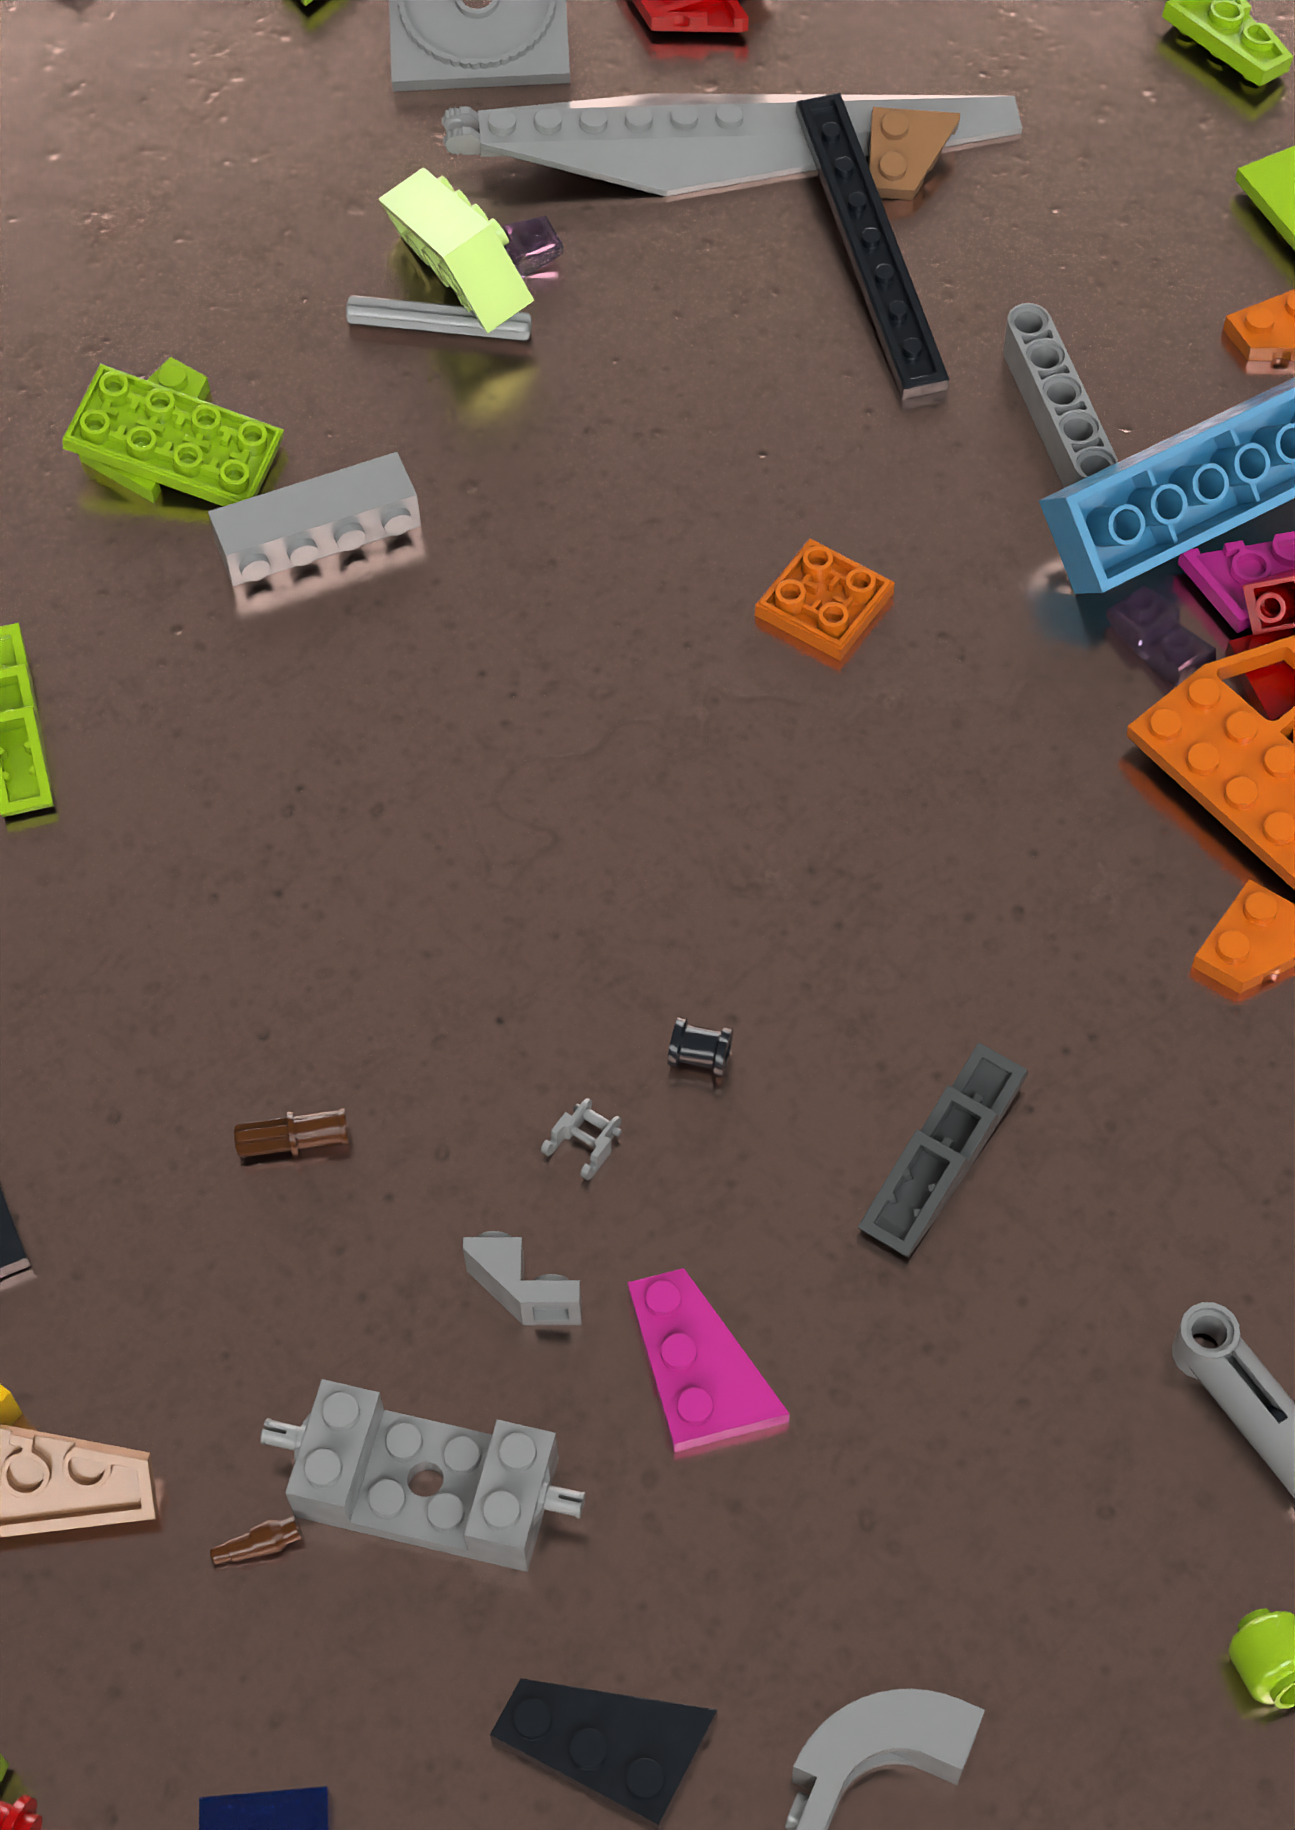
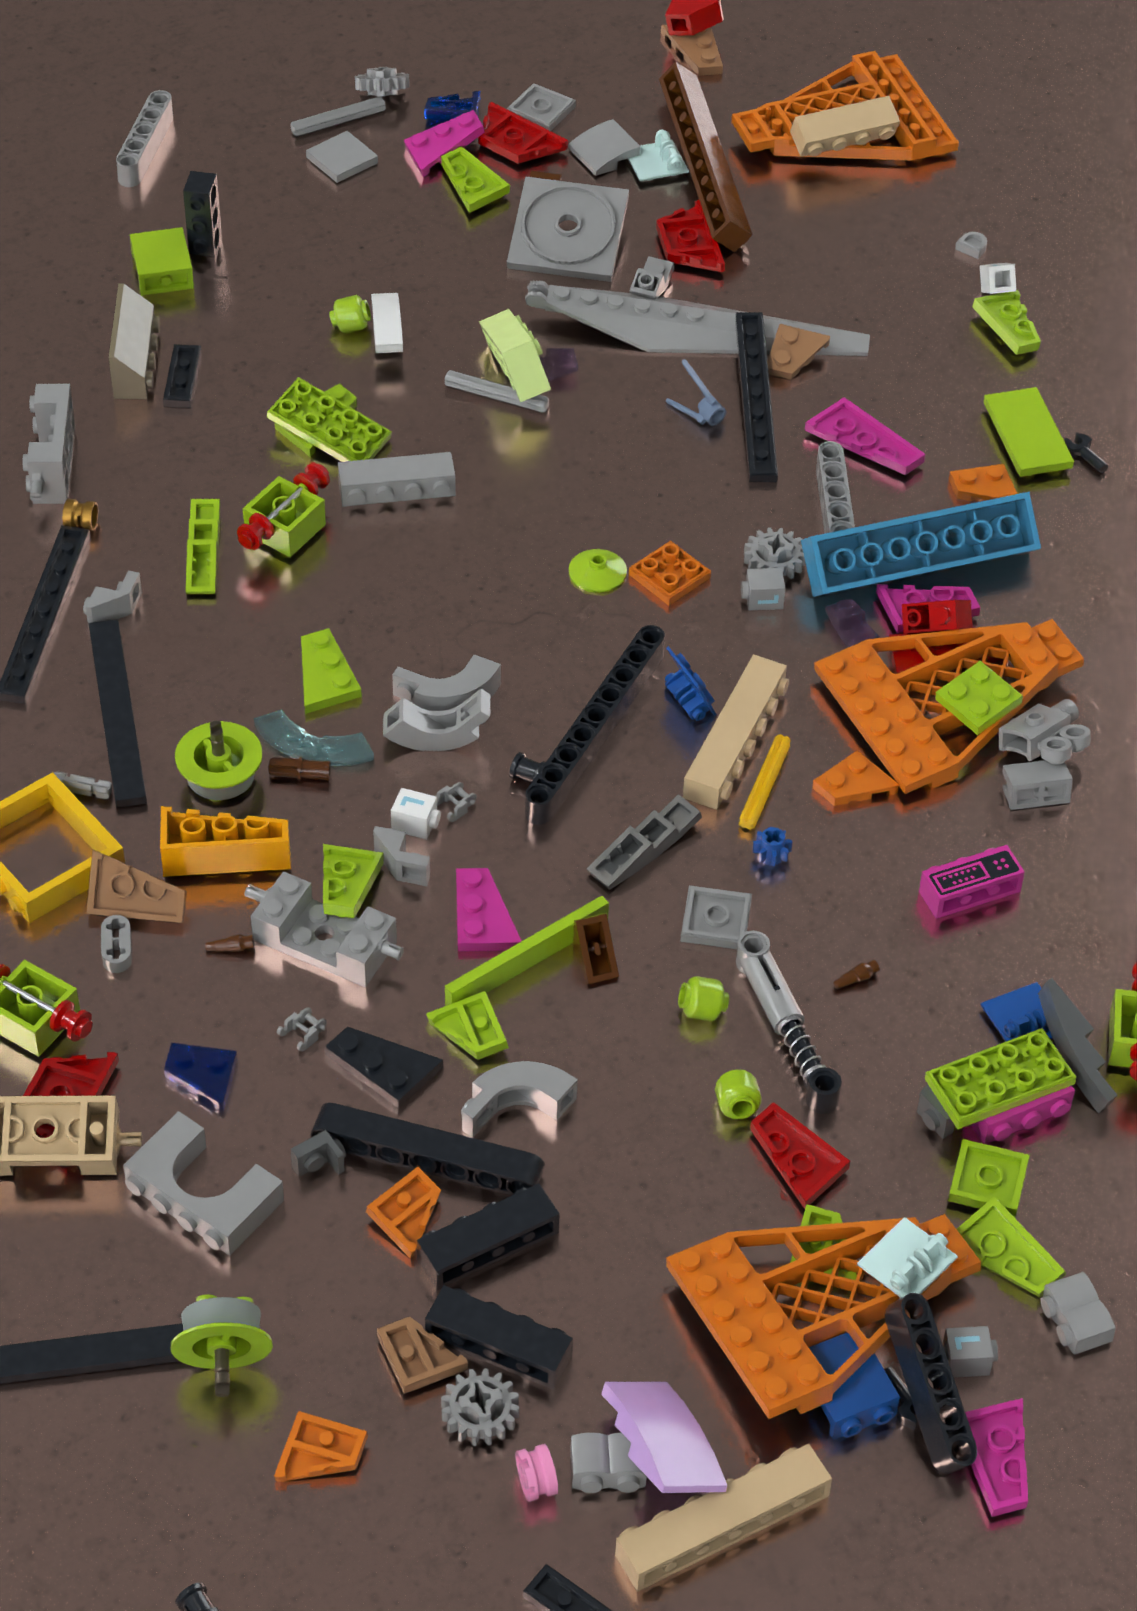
camera: 10 degrees right, 10 degrees down
(29, 1596) = (121, 943): none -> light grey beam
(141, 627) = (286, 512): none -> lime brick
(142, 1155) = (219, 759): none -> lime piece
(157, 225) = (350, 314): none -> lime head
(187, 1336) = (221, 843): none -> light orange wedge
(223, 230) = (387, 323): none -> white slope
(288, 923) = (326, 672): none -> lime wing
(297, 1083) = (295, 742): none -> clear light blue tile
(420, 1687) = (297, 1020): none -> light grey piece
(439, 1356) = (348, 878): none -> lime wing
(519, 1000) = (436, 730): none -> light grey arch
(522, 925) = (451, 691): none -> light grey arch
(524, 1185) = (415, 813): none -> white brick
(638, 65) = (653, 278): none -> light grey slope
(701, 634) = (597, 570): none -> lime dish
(748, 1620) = (471, 1025): none -> lime wing
(784, 945) = (594, 725): none -> black beam
(801, 278) = (709, 408): none -> sand blue plant
(803, 1441) = (522, 955): none -> lime tile
(927, 1403) = (595, 948): none -> reddish brown slope
(938, 825) = (689, 689): none -> blue hinge
(993, 529) = (775, 551): none -> light grey gear
(996, 599) = (764, 589): none -> light grey brick
(1034, 892) = (735, 732): none -> tan brick
(1065, 278) = (865, 436): none -> dark pink wing
(1111, 976) = (764, 782): none -> yellow axle
(1113, 1274) = (715, 917): none -> light grey tile
(1149, 1461) = (703, 998): none -> lime head
(1174, 1093) = (772, 846): none -> blue gear

